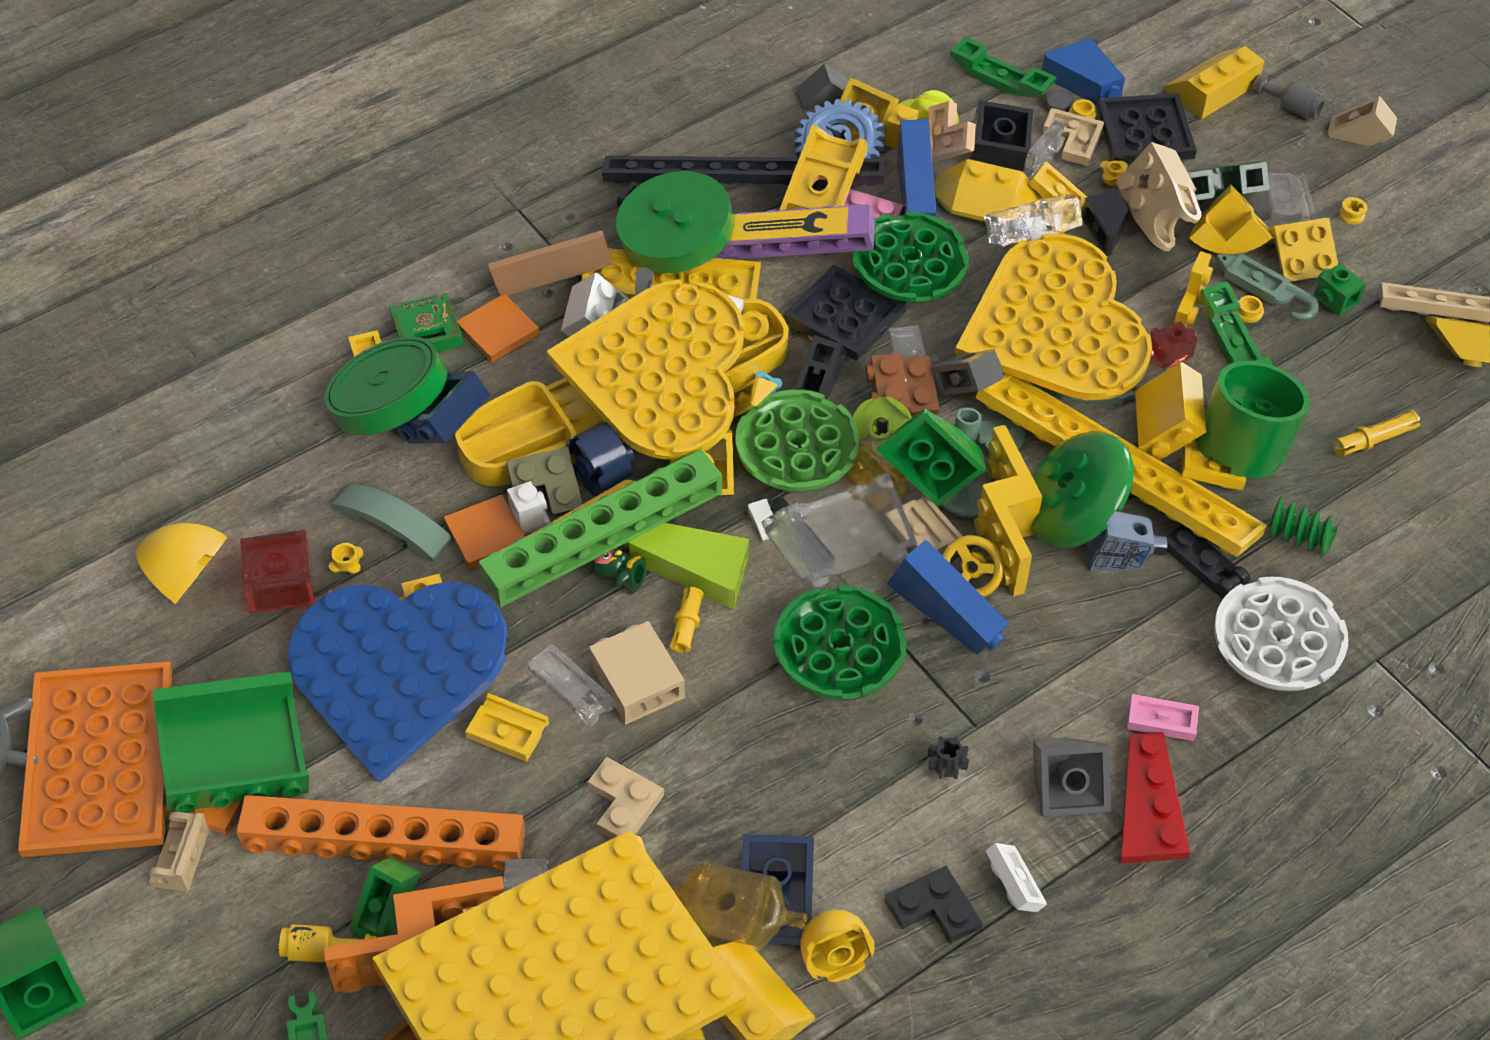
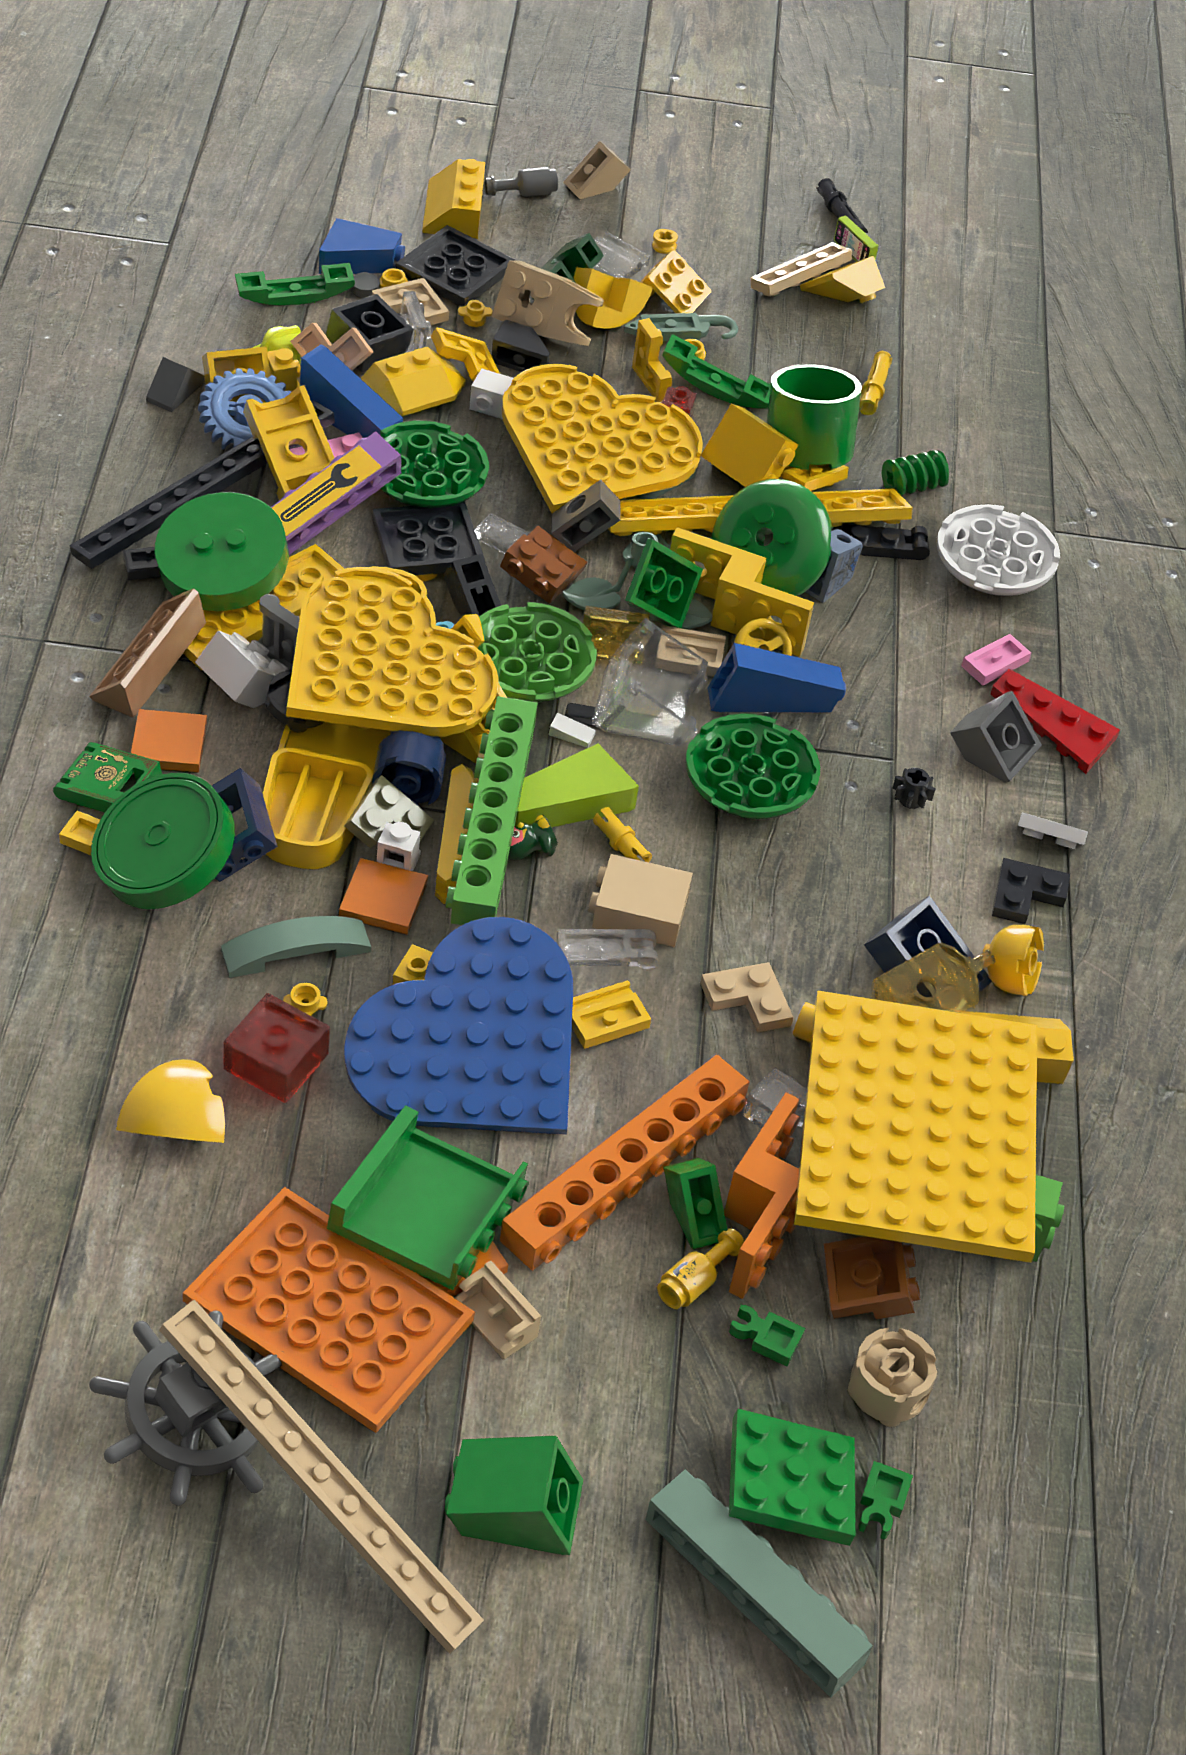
camera: 55 degrees left, 5 degrees down
(880, 410) = (579, 580): lime plate -> none
(1044, 215) = (484, 382): clear arch -> none
(1339, 289) = (734, 297): green brick -> none

